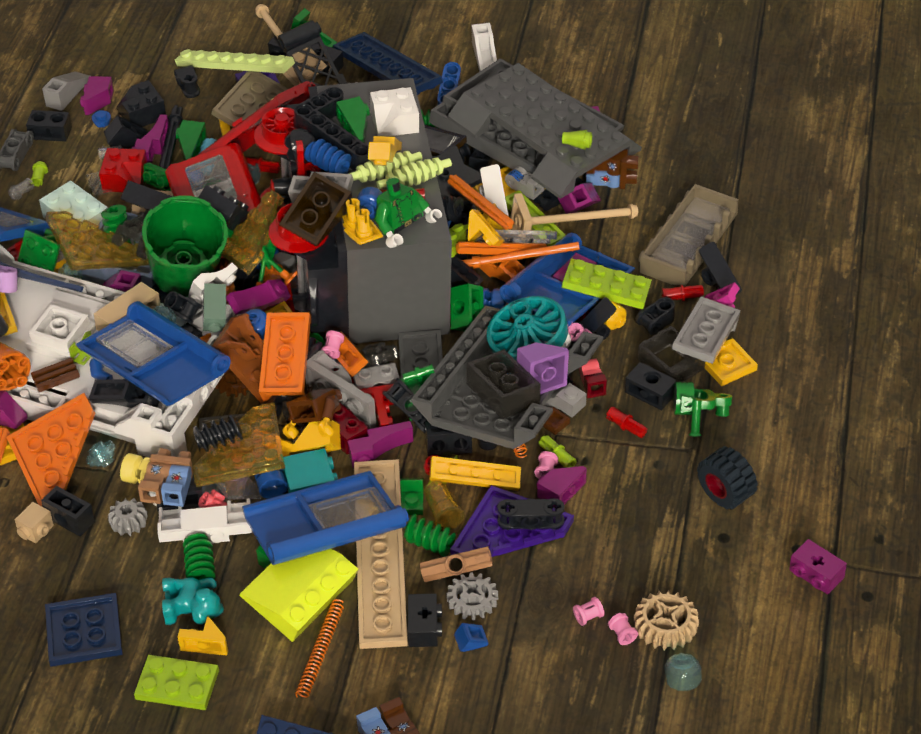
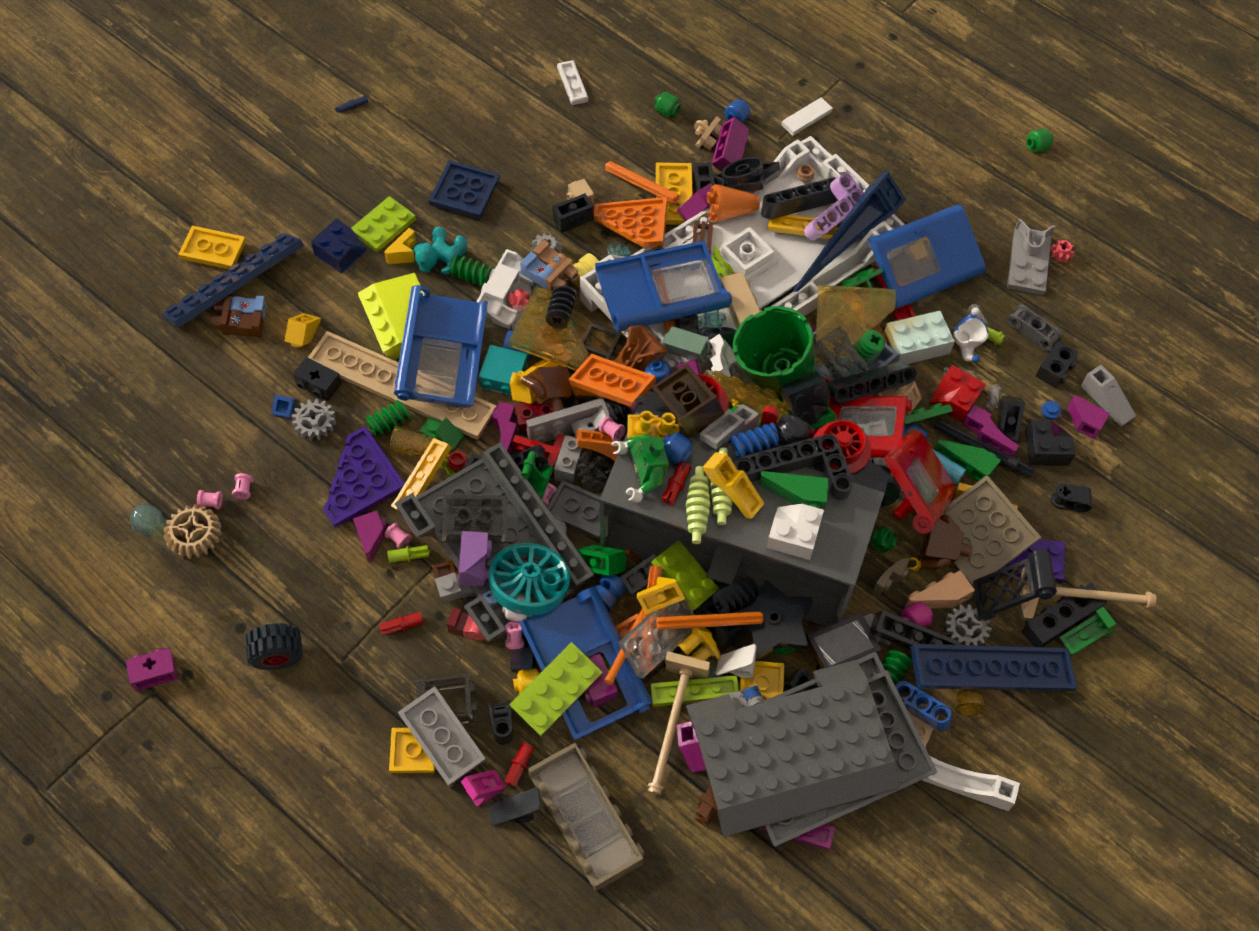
camera: 115 degrees right, 15 degrees up
(48, 179) = (970, 334): none -> white piece
(235, 61) = (1061, 530): yellowish green plate -> none
(239, 698) = (338, 246): none -> clear blue slope
(306, 671) = (344, 314): orange piece -> none
(370, 667) = (301, 329): none -> yellow slope
(471, 561) = (345, 420): medium nougat piece -> none
(530, 514) = (348, 487): black piece -> none
(580, 139) = (728, 740): lime cone -> none
(650, 386) = (430, 654): black brick -> none
(691, 401) = (382, 673): green piece -> none

